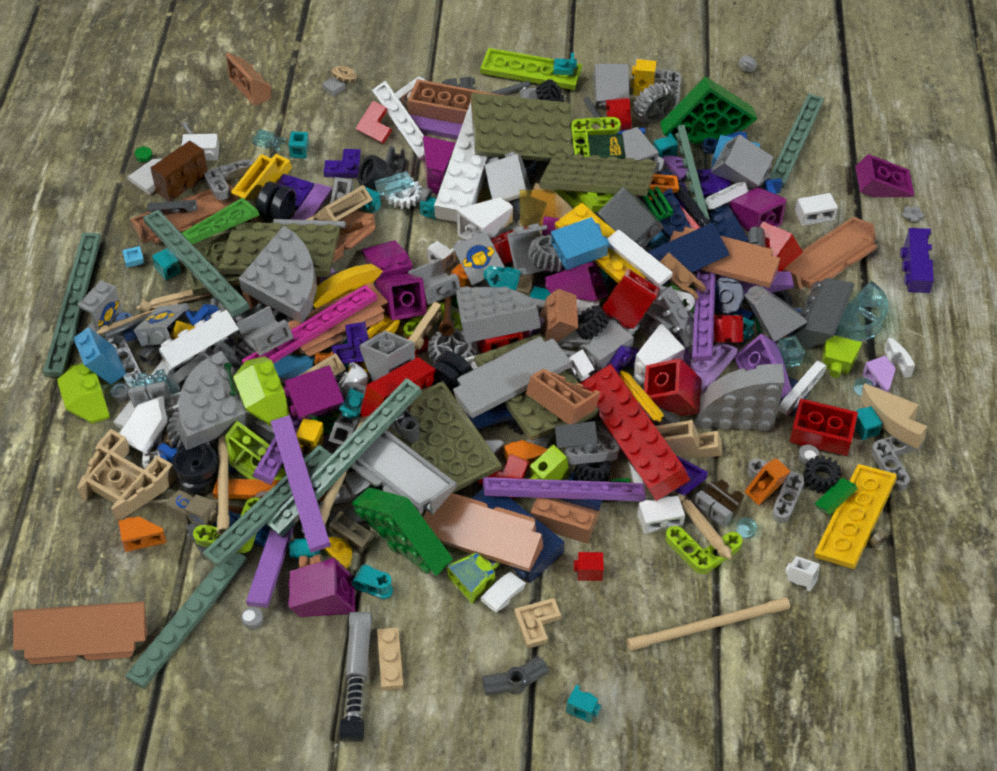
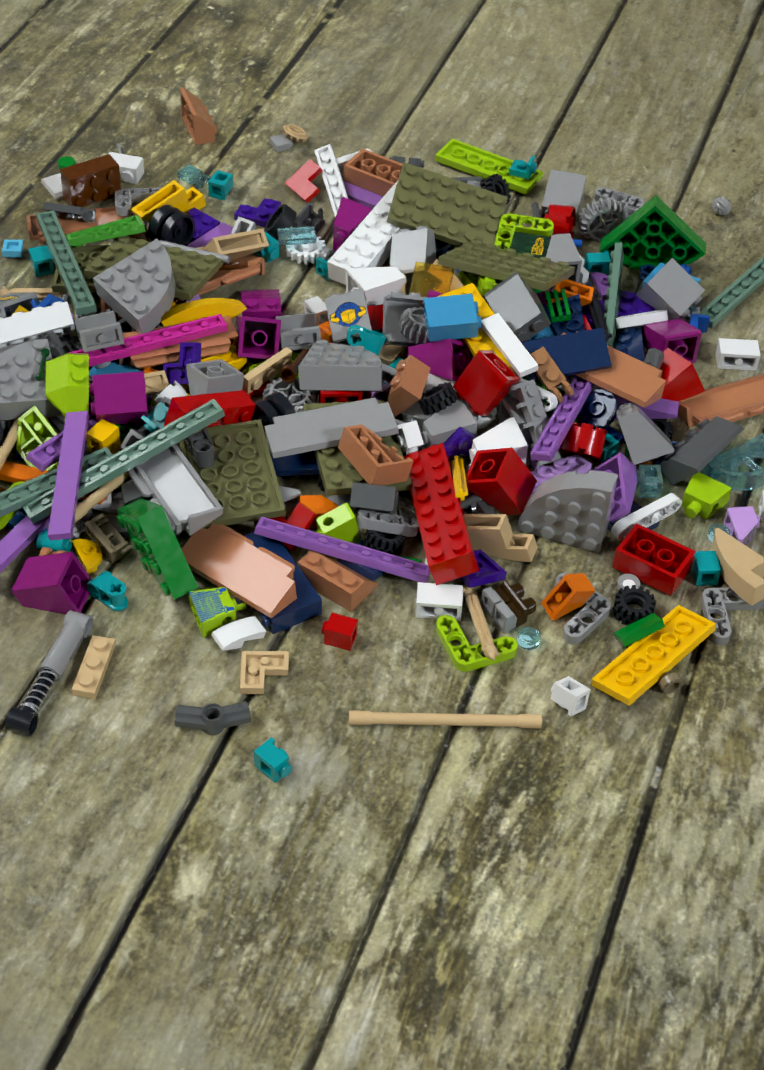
camera: 15 degrees right, 5 degrees down
(644, 75) = (601, 187): yellow brick -> none

